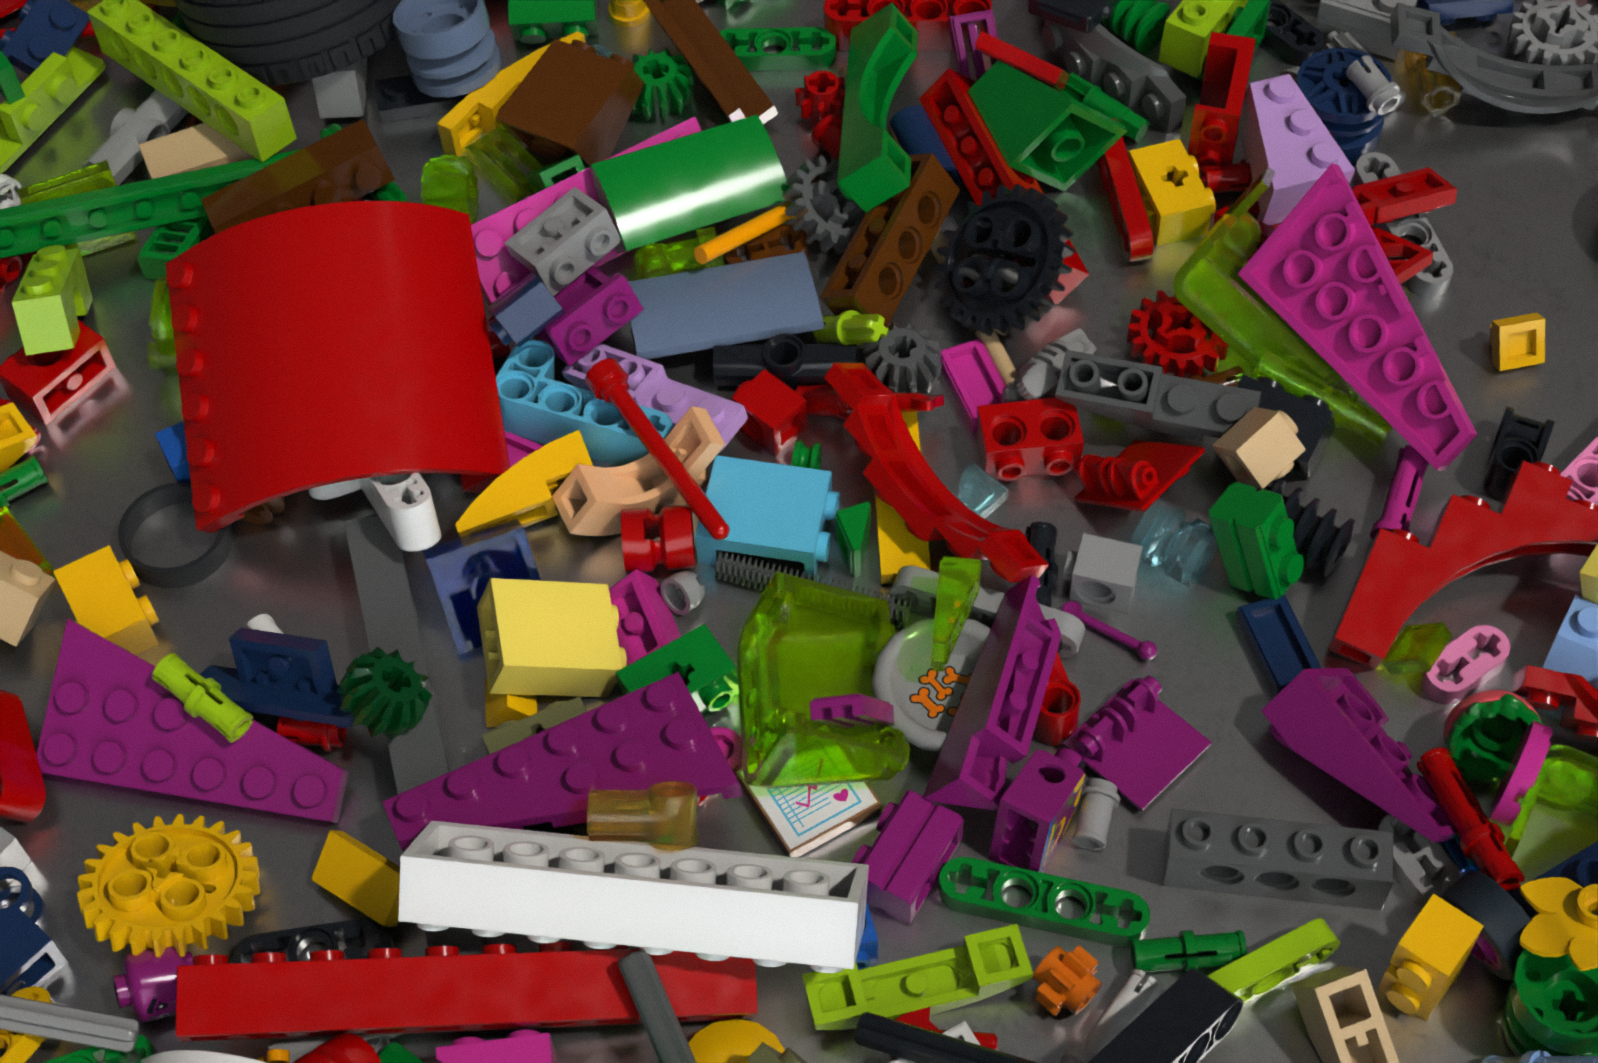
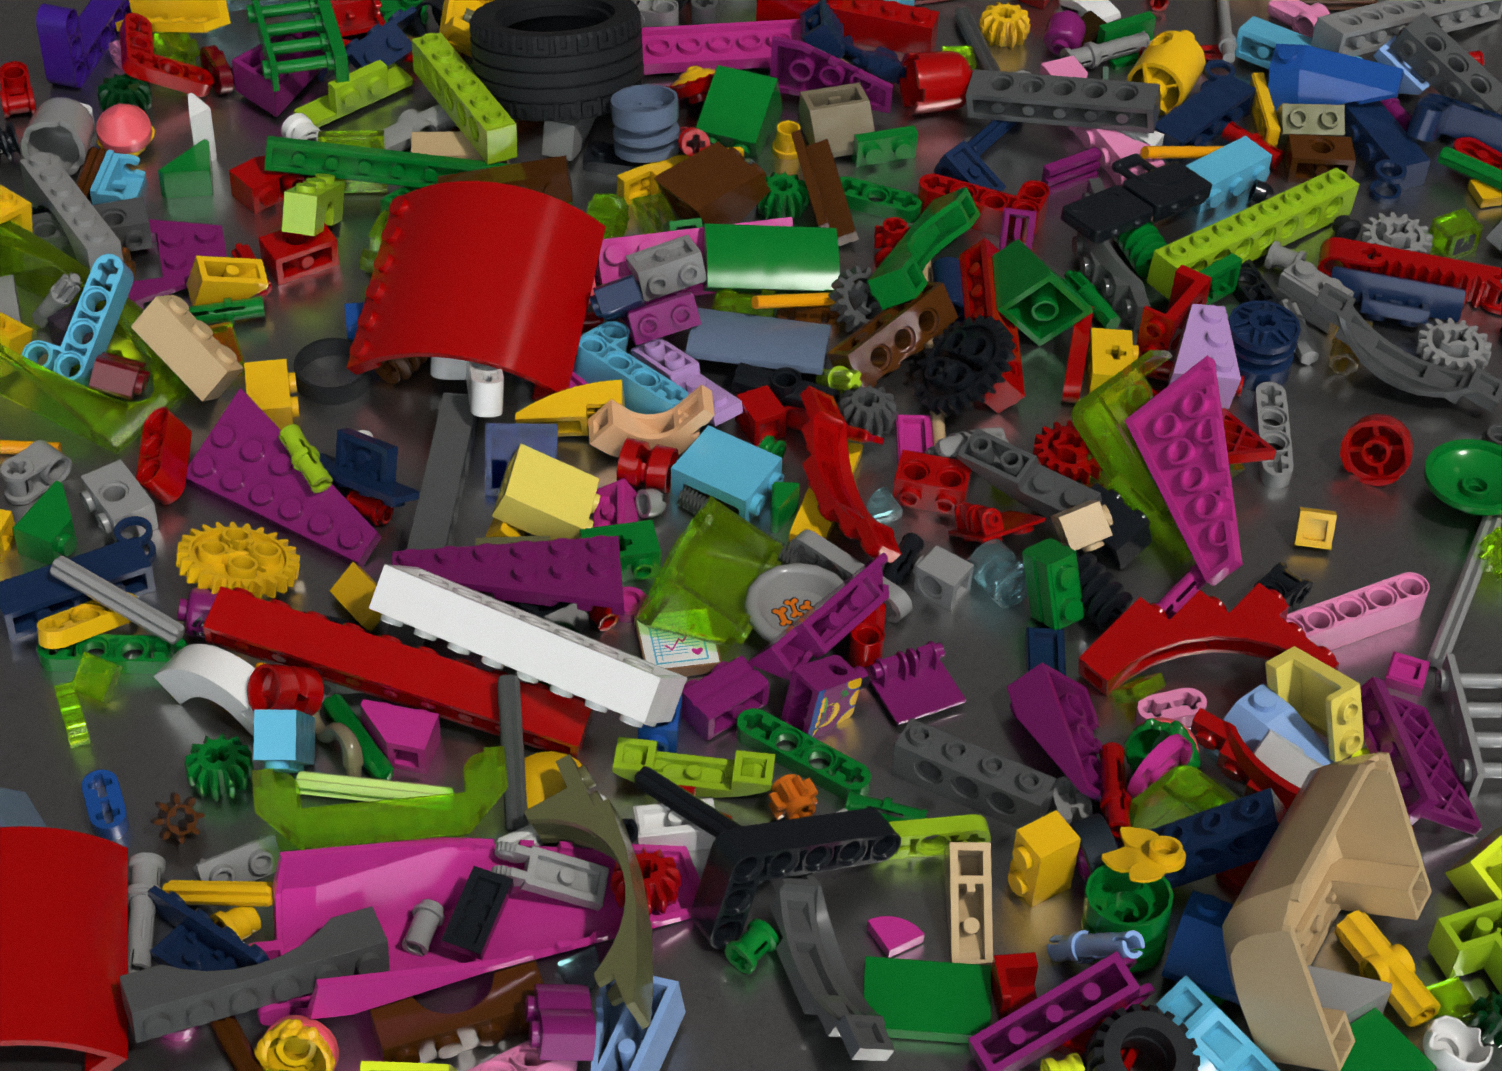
camera: 15 degrees right, 10 degrees down
(384, 693) = (421, 488): dark green gear -> none
(519, 45) = (697, 140): none -> red pin
(609, 383) = (656, 360): red piece -> none
(661, 815) = (562, 604): clear yellow piece -> none
(851, 709) = (723, 592): magenta tile -> none
(956, 595) = (822, 554): clear neon green slope -> none
(1022, 61) = (1041, 249): red tile -> none
(1098, 801) = (869, 708): light grey pin -> none
(1146, 649) = (950, 634): magenta hinge -> none
(1380, 93) = (1282, 335): light grey pin -> none
(1404, 195) = (1264, 410): red hinge -> none
(1543, 206) = (1377, 449): none -> red cylinder

